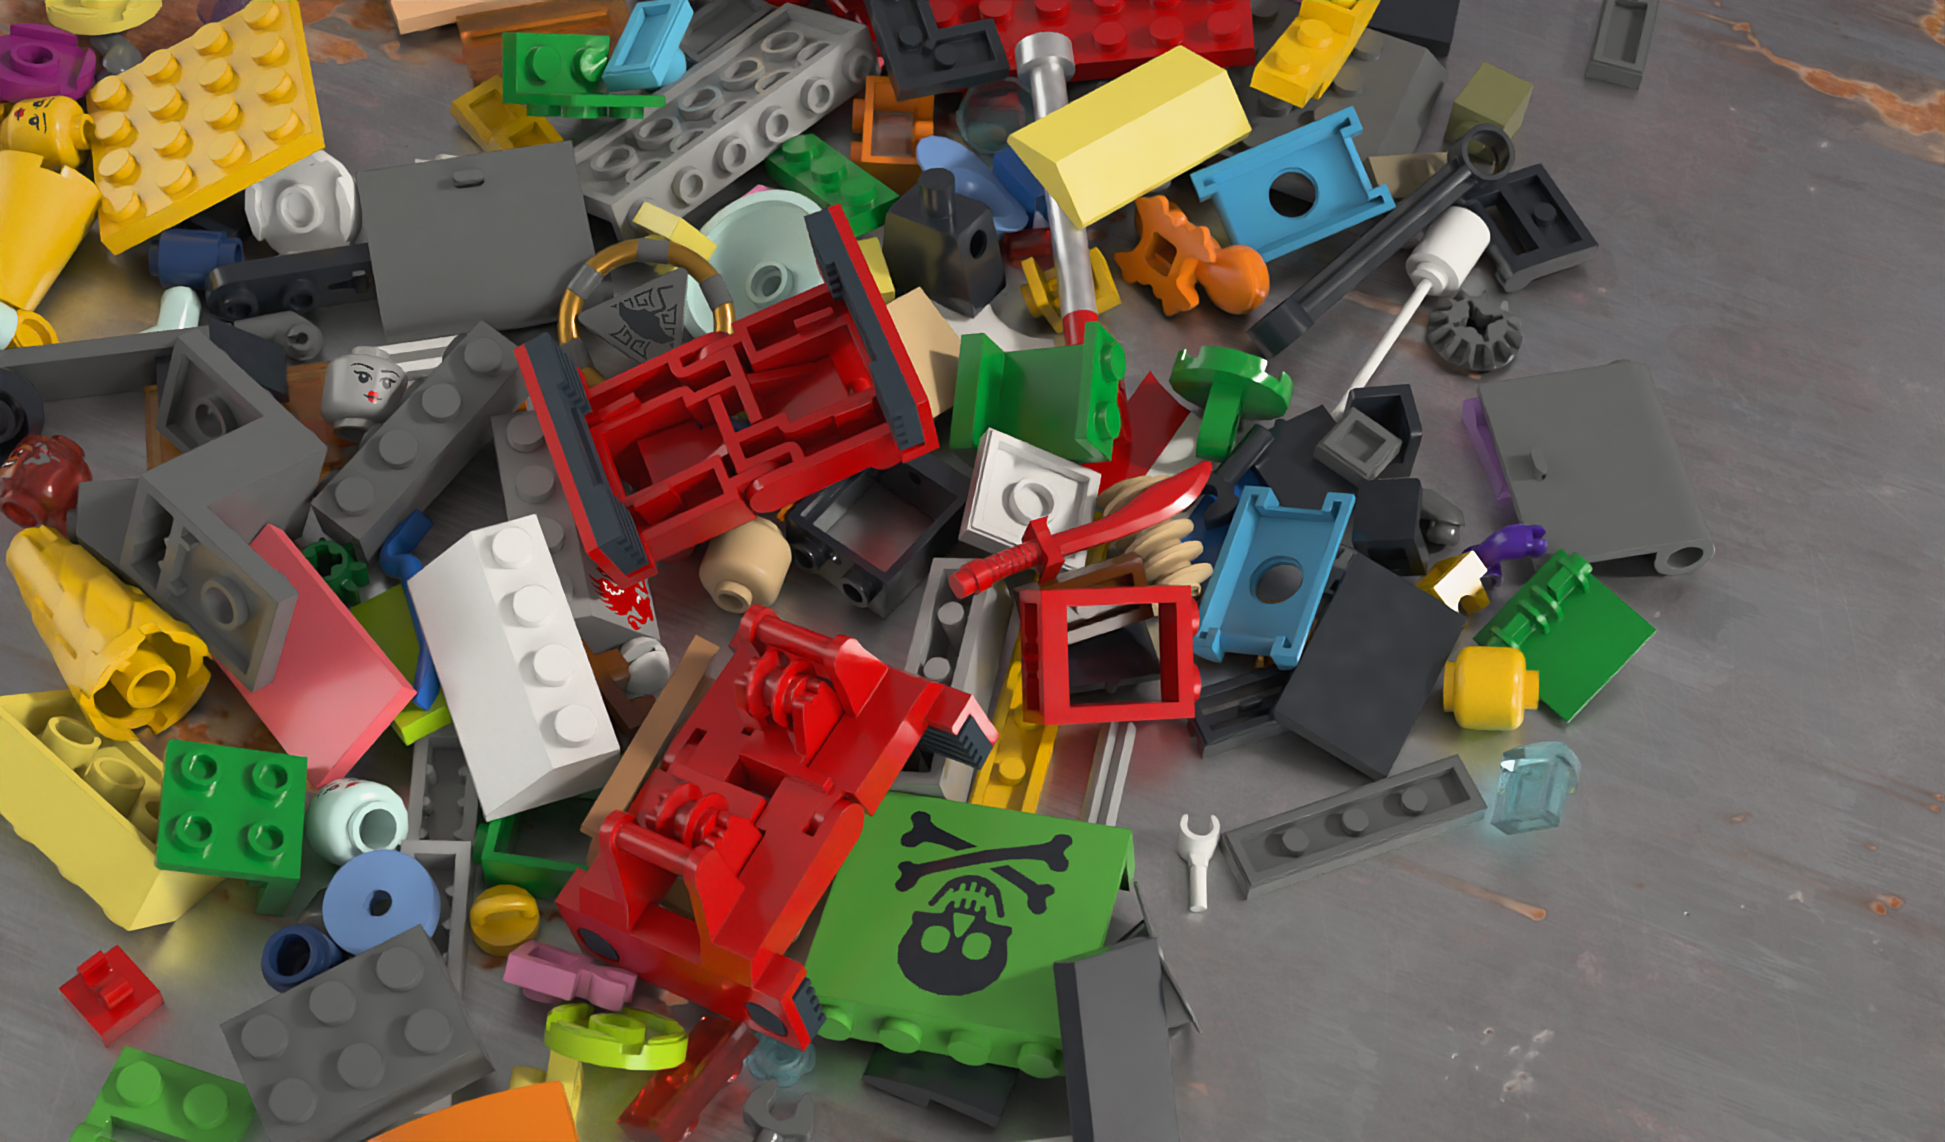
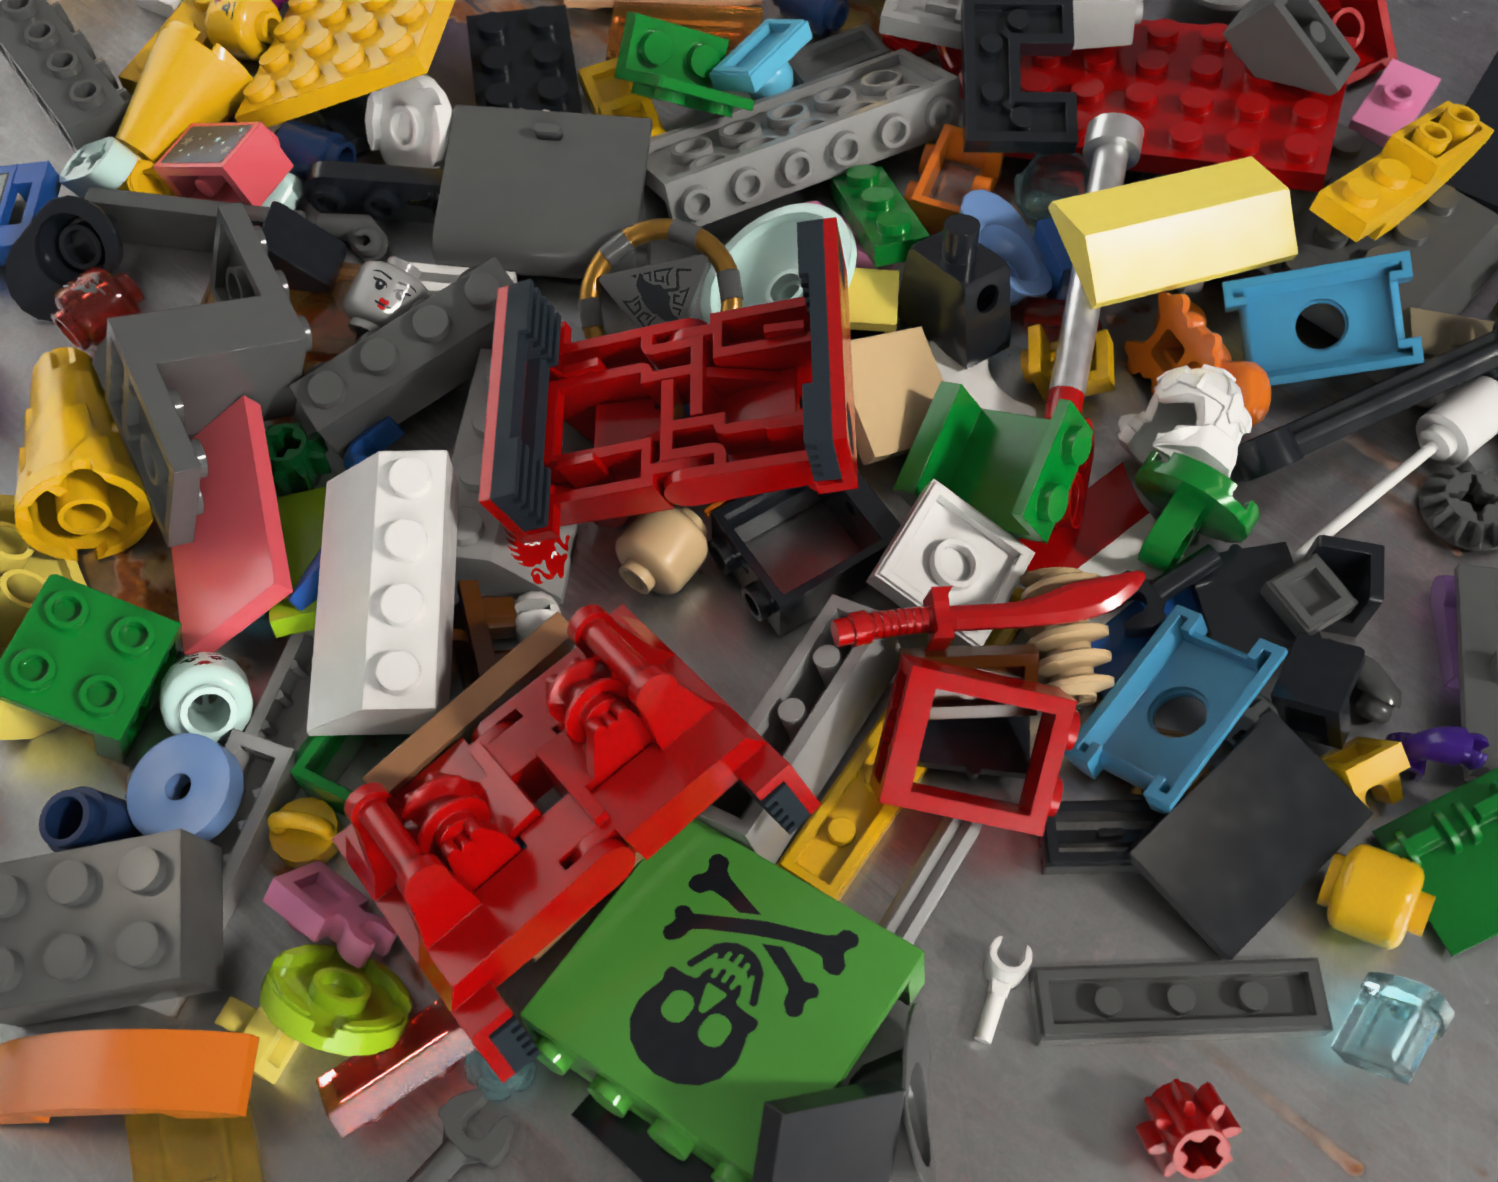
camera: 25 degrees right, 5 degrees up
(112, 292) = (225, 163): none -> coral brick
(384, 107) = (524, 60): none -> black plate
(667, 226) = (716, 223): light yellow tile -> none
(1200, 308) = (1190, 414): none -> white helmet
(1394, 916) = (1188, 1129): none -> red gear

